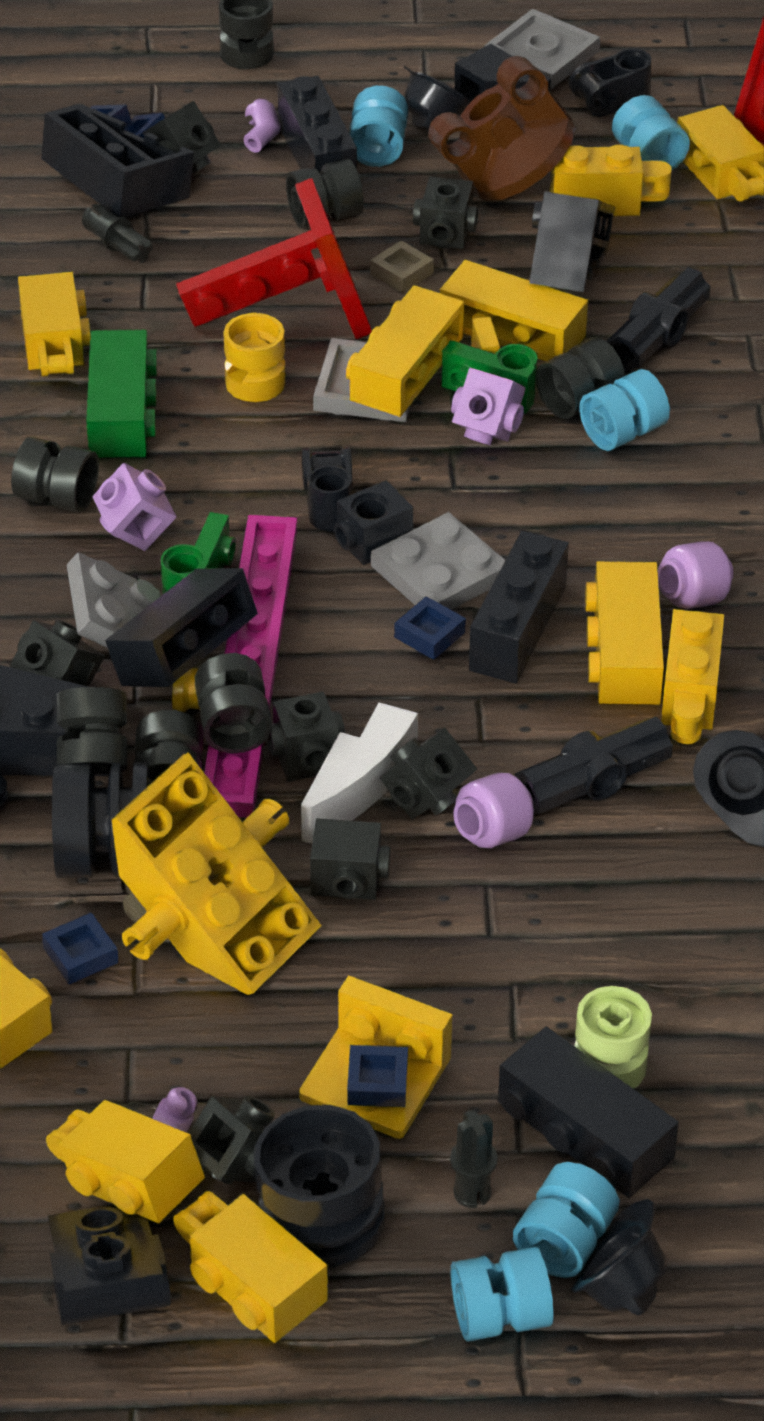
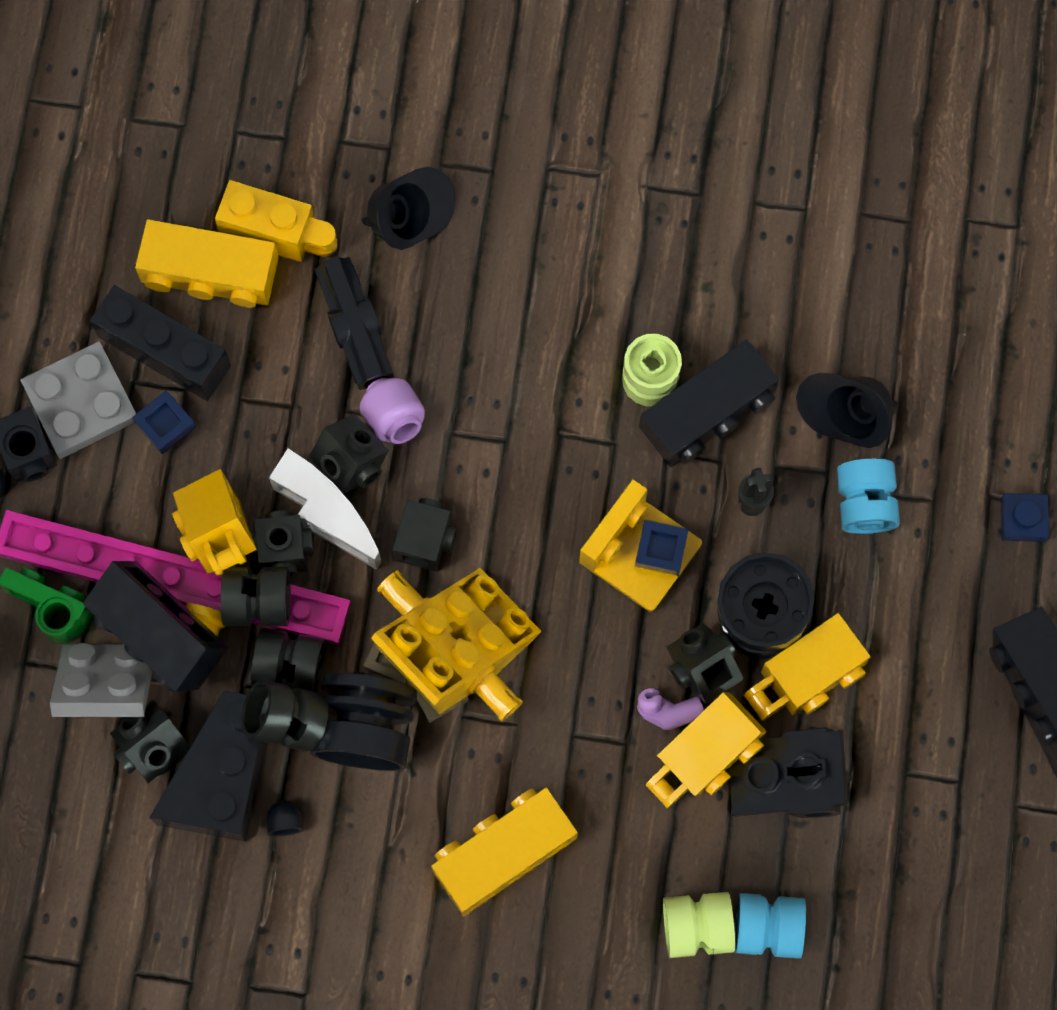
camera: 80 degrees left, 30 degrees up
(80, 948) = (476, 760): dark blue plate -> none
(312, 661) = (212, 523): none -> yellow brick
(567, 1218) = (809, 438): medium azure wheel -> none
(695, 575) = (151, 192): lavender head -> none

